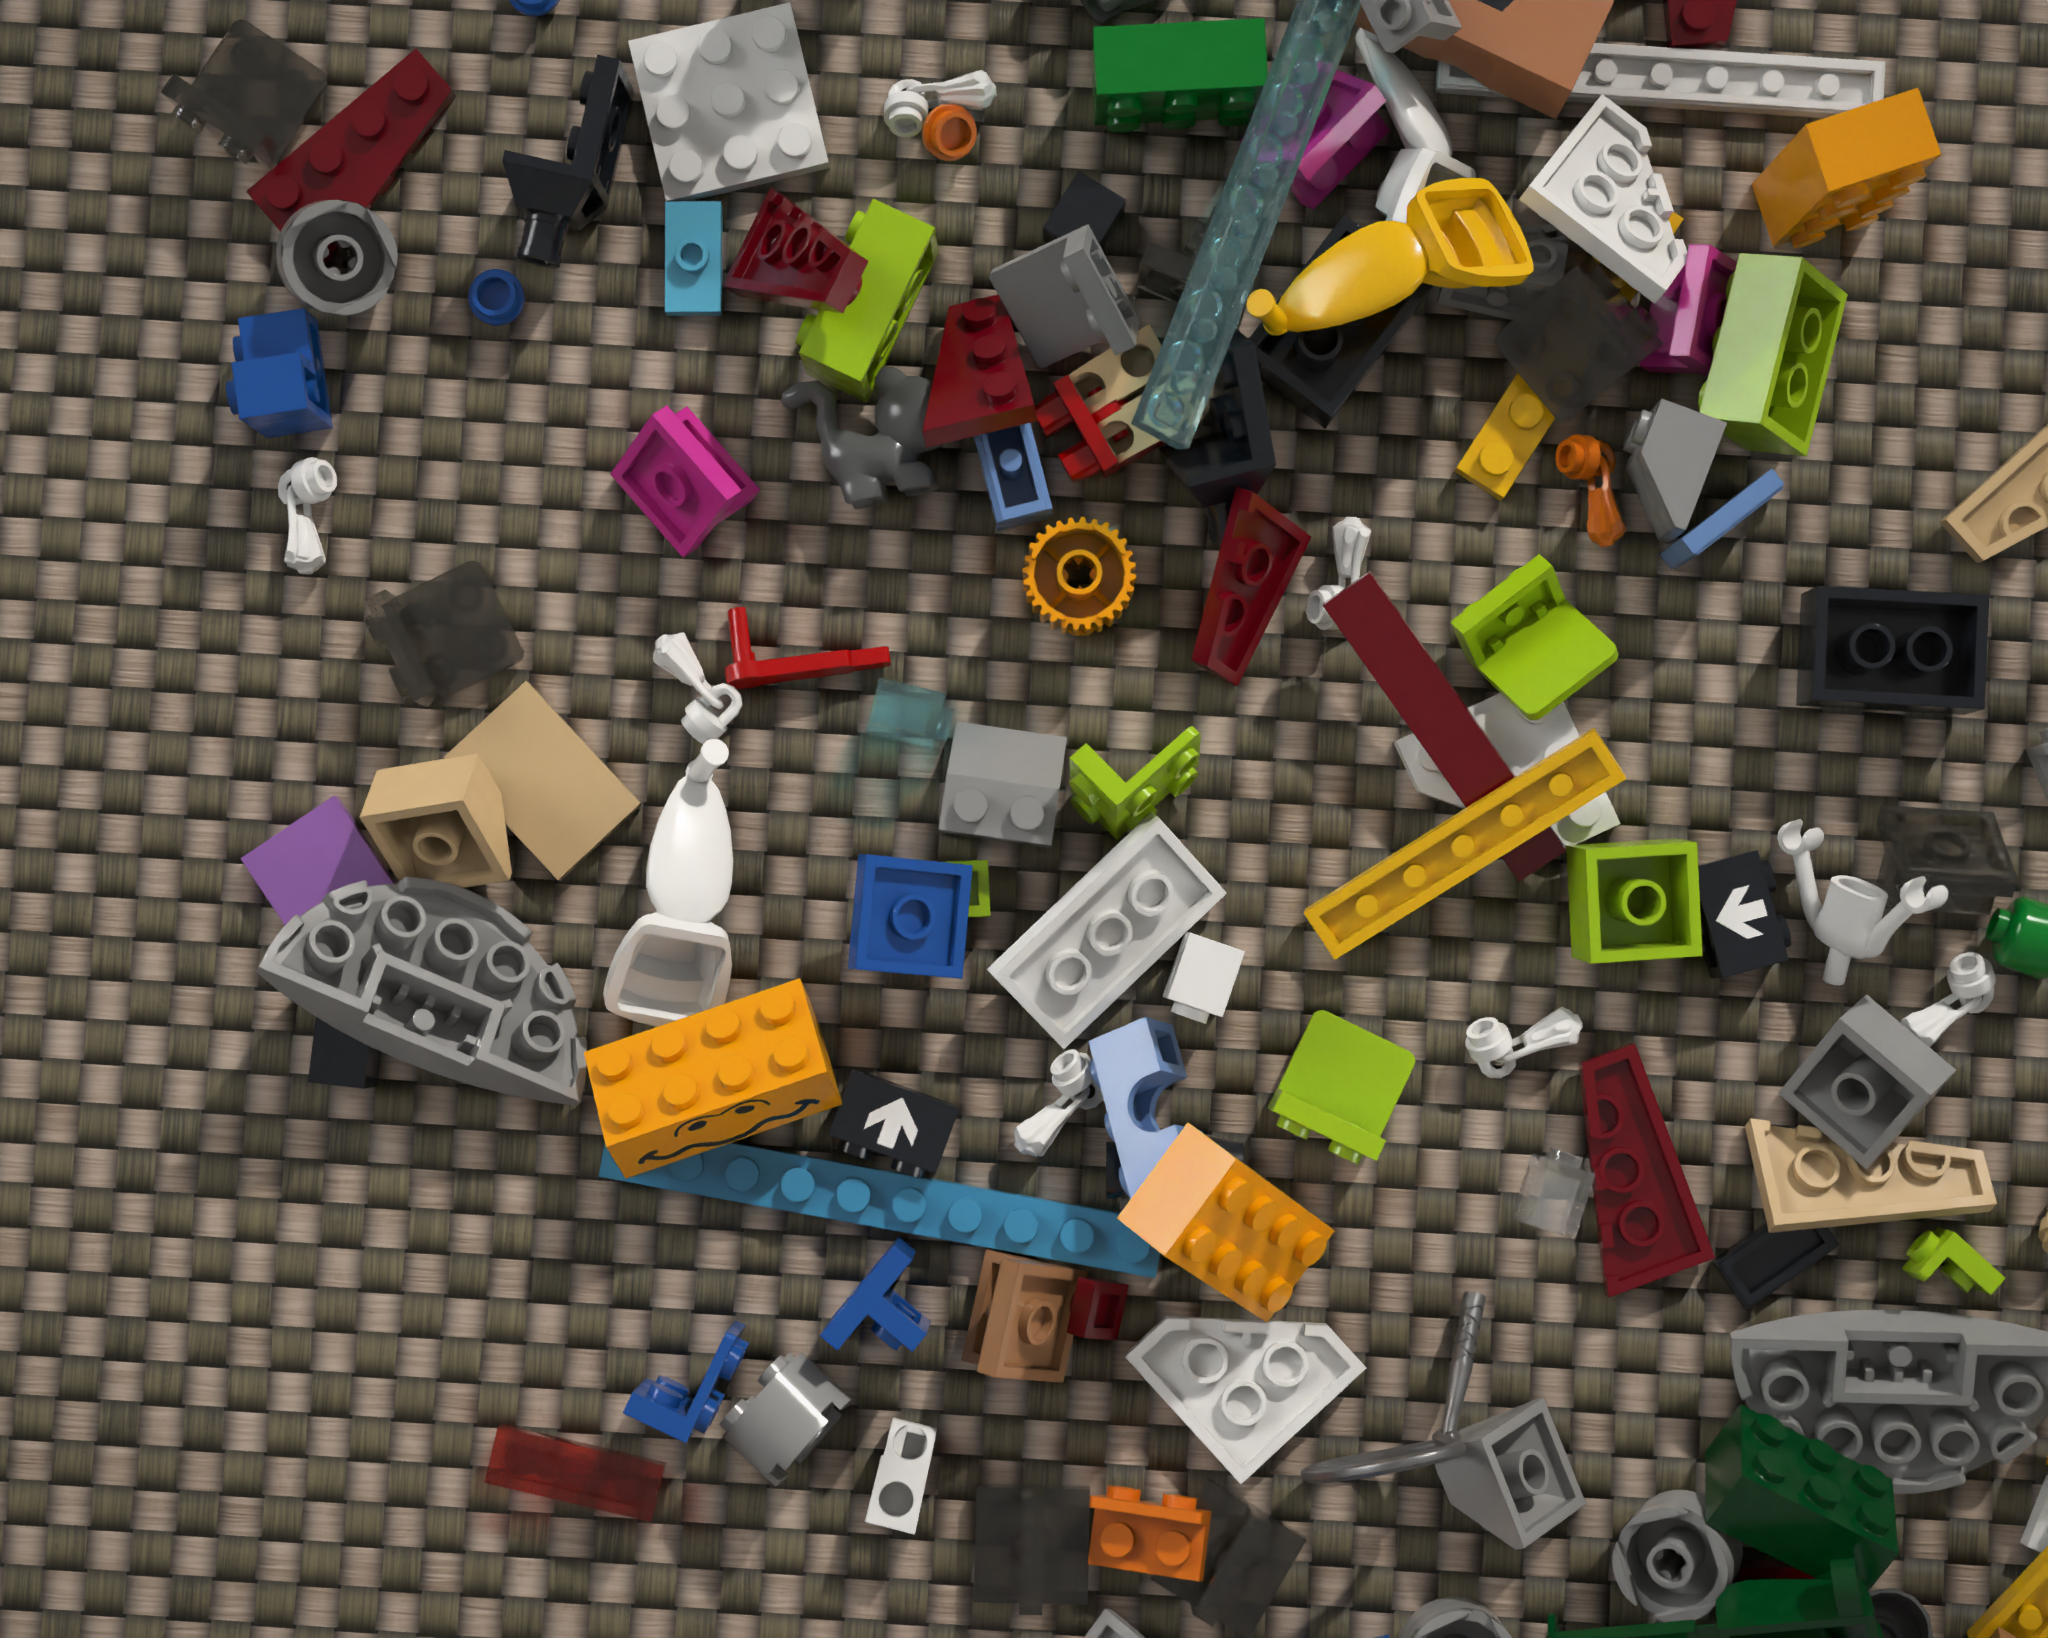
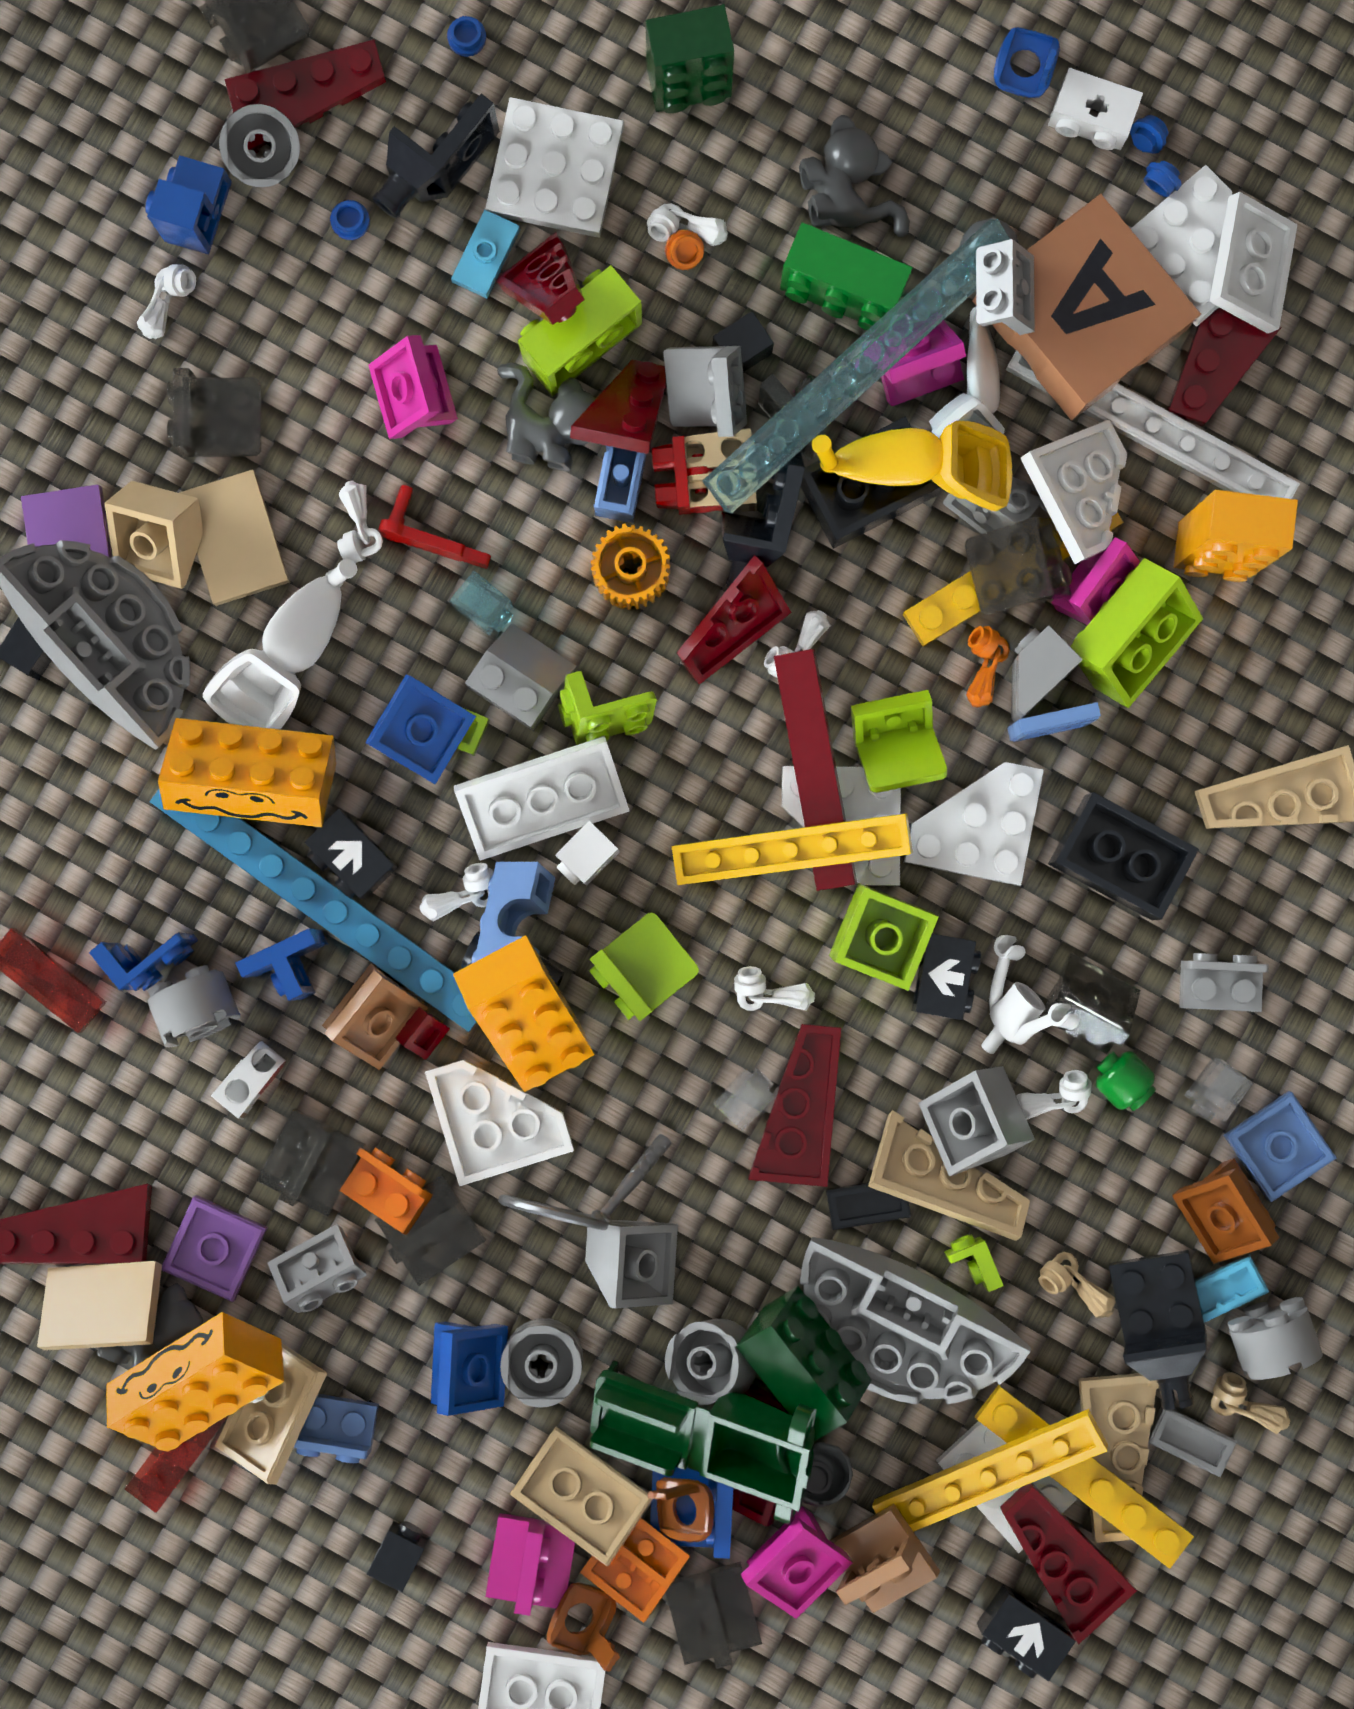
camera: 20 degrees right, 0 degrees up
(1690, 696) = (982, 827): none -> white plate

